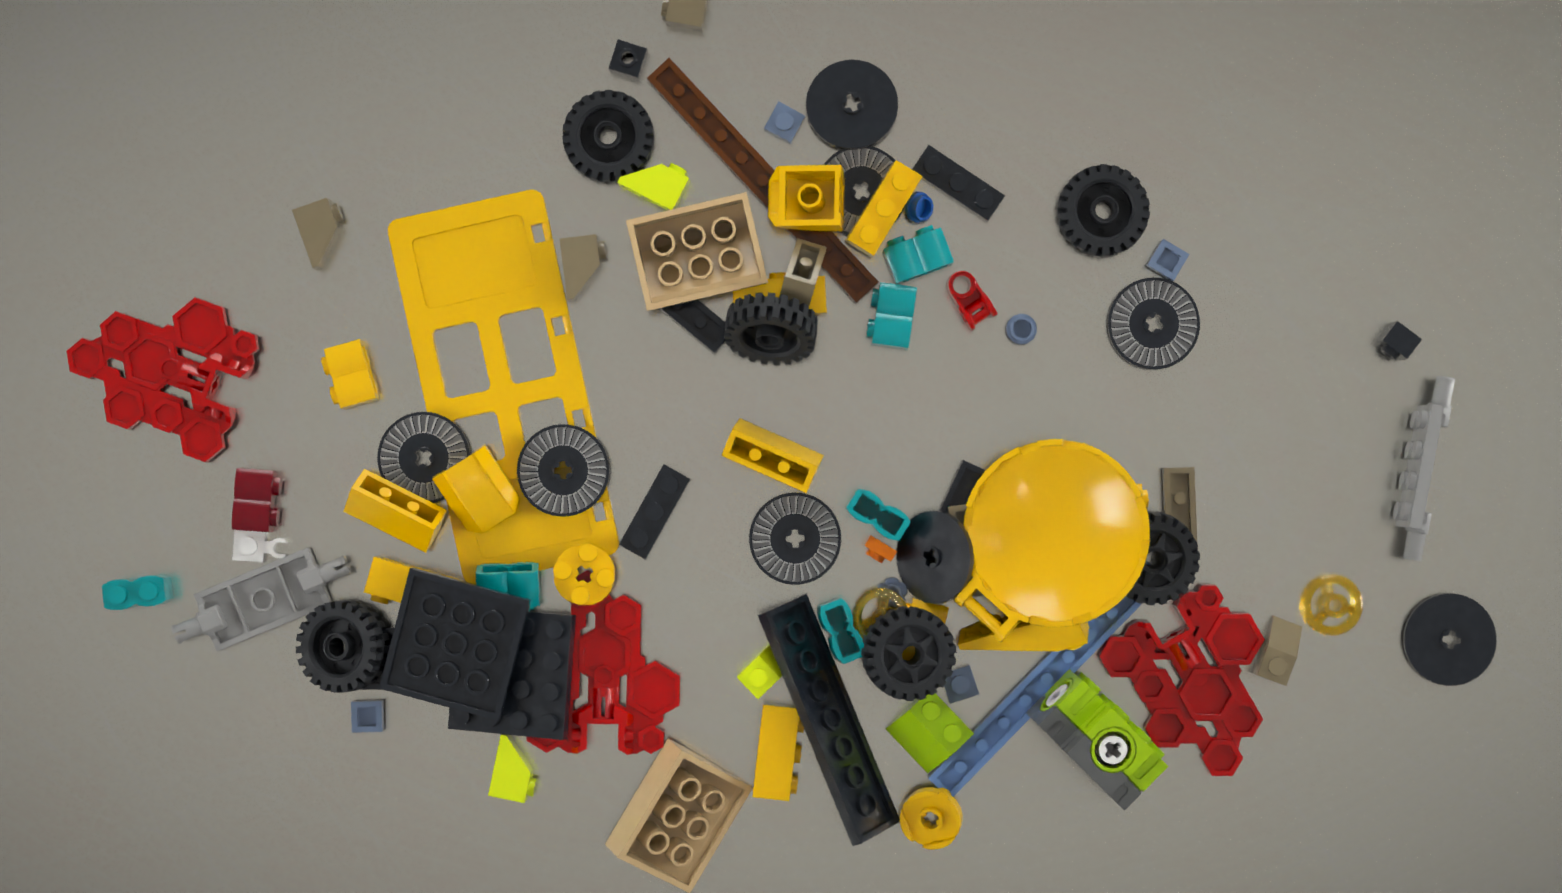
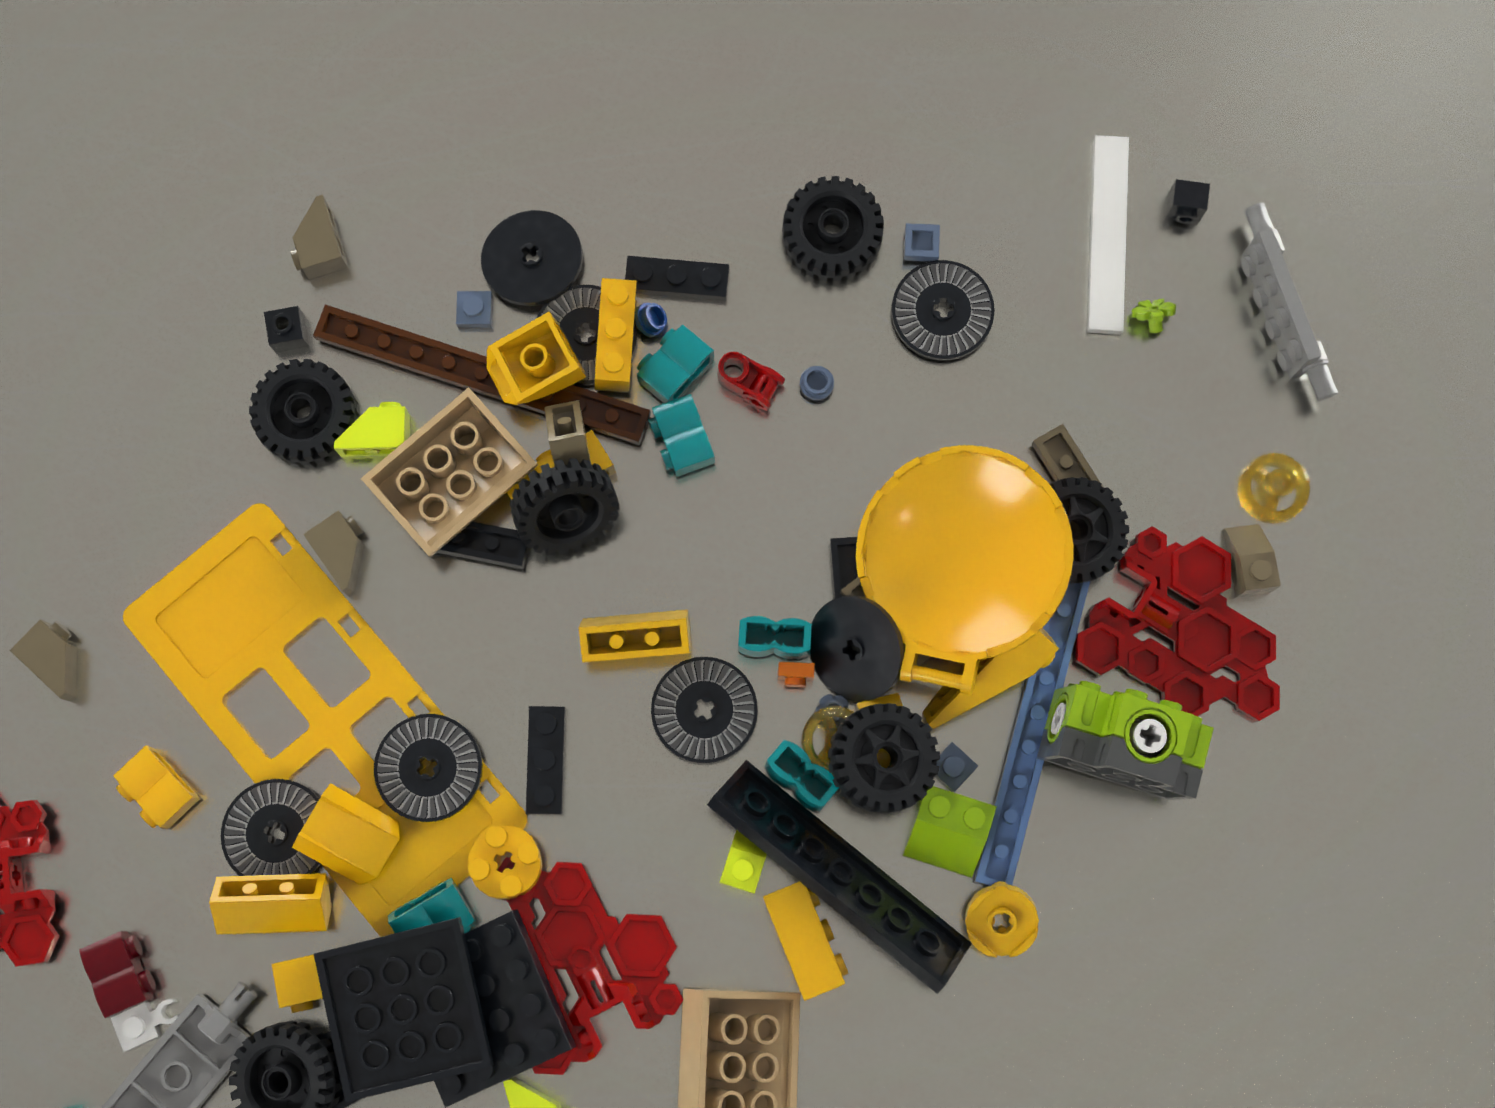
camera: 30 degrees left, 10 degrees down
(1318, 416) = (1154, 313): none -> lime plant
(1320, 332) = (1108, 235): none -> white tile
(1463, 659) = (1408, 484): black piece -> none

